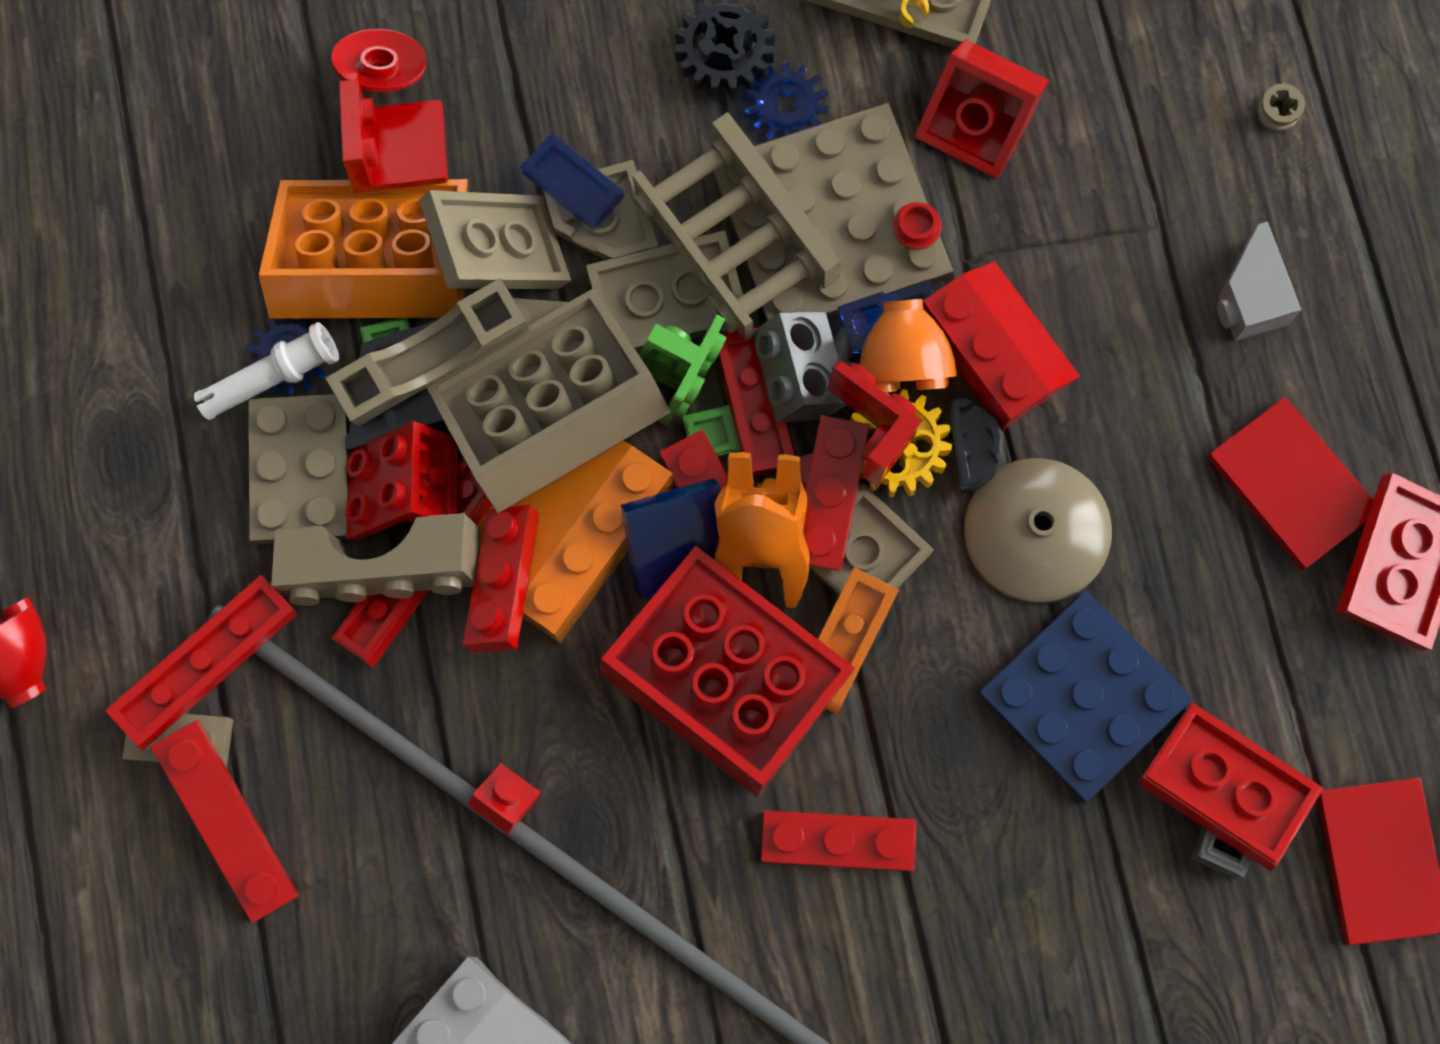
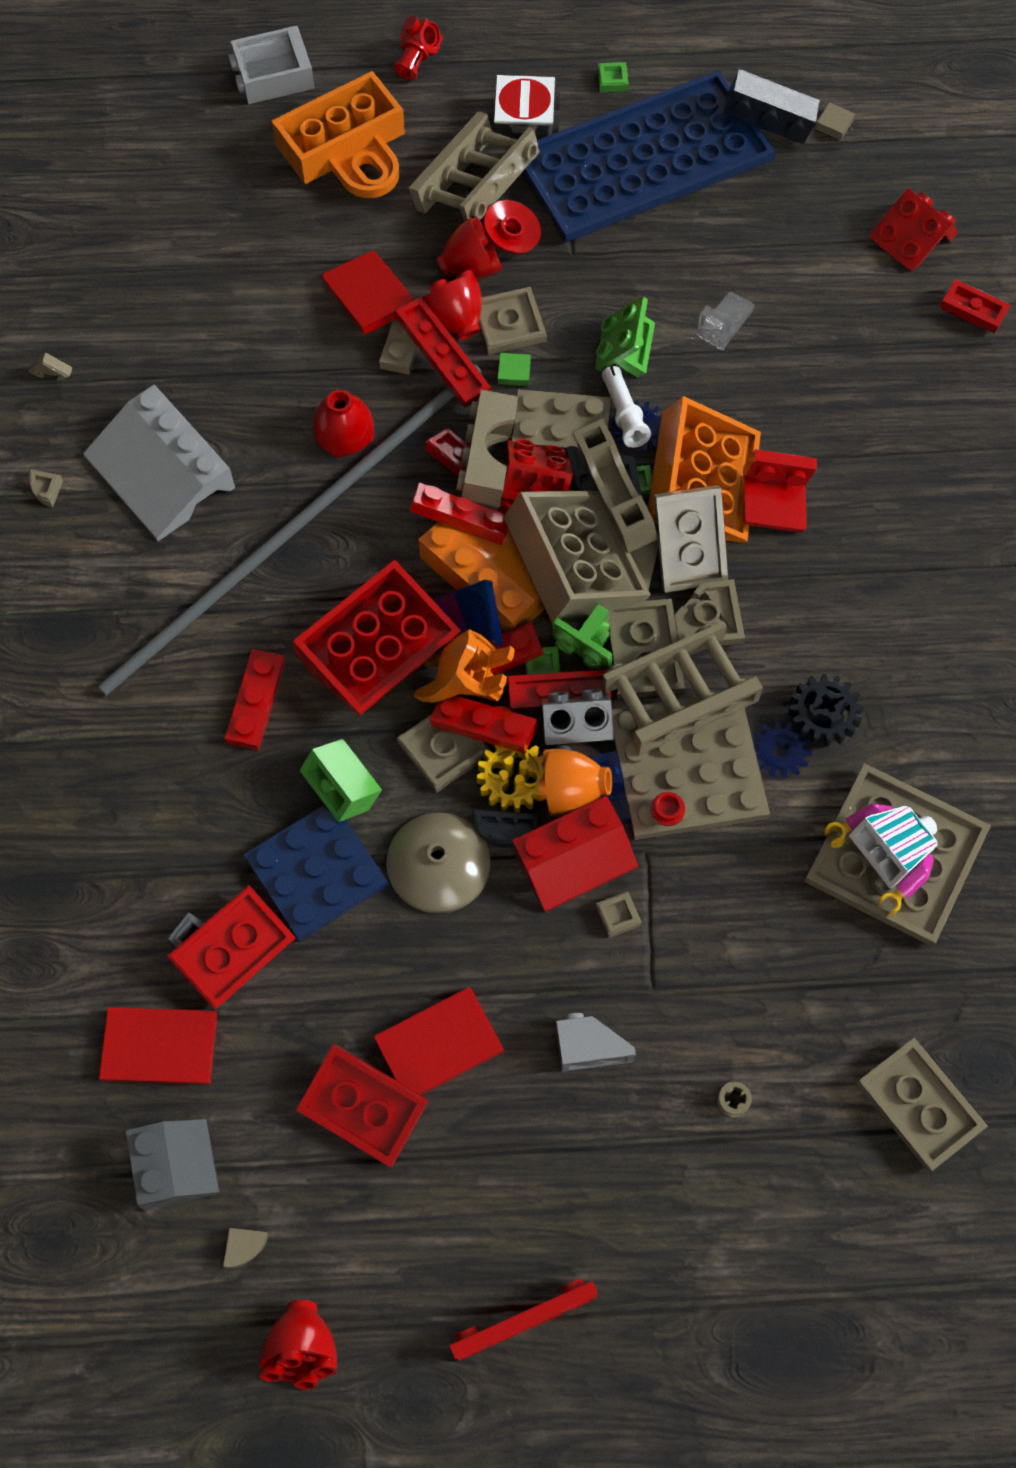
camera: 95 degrees right, 10 degrees down
(89, 808) = (367, 291): none -> red tile
(93, 252) = (722, 323): none -> clear bracket
(106, 656) = (457, 304): none -> red piece
(116, 578) = (511, 321): none -> dark tan tile
(142, 390) = (626, 339): none -> bright green bracket
(210, 554) = (514, 369): none -> bright green tile
(224, 821) = (345, 358): red plate -> none
(369, 804) = (342, 424): none -> red piece
(379, 60) = (837, 492): red dish -> none
(504, 798) = (325, 508): red plate -> none
(572, 181) = (731, 595): clear blue tile -> none
(856, 623) = (389, 724): orange plate -> none
(891, 415) = (517, 751): red bracket -> none
(955, 680) = (340, 780): none -> bright green brick
(980, 108) = (759, 876): red slope -> none
(1065, 280) = (618, 914): none -> dark tan tile

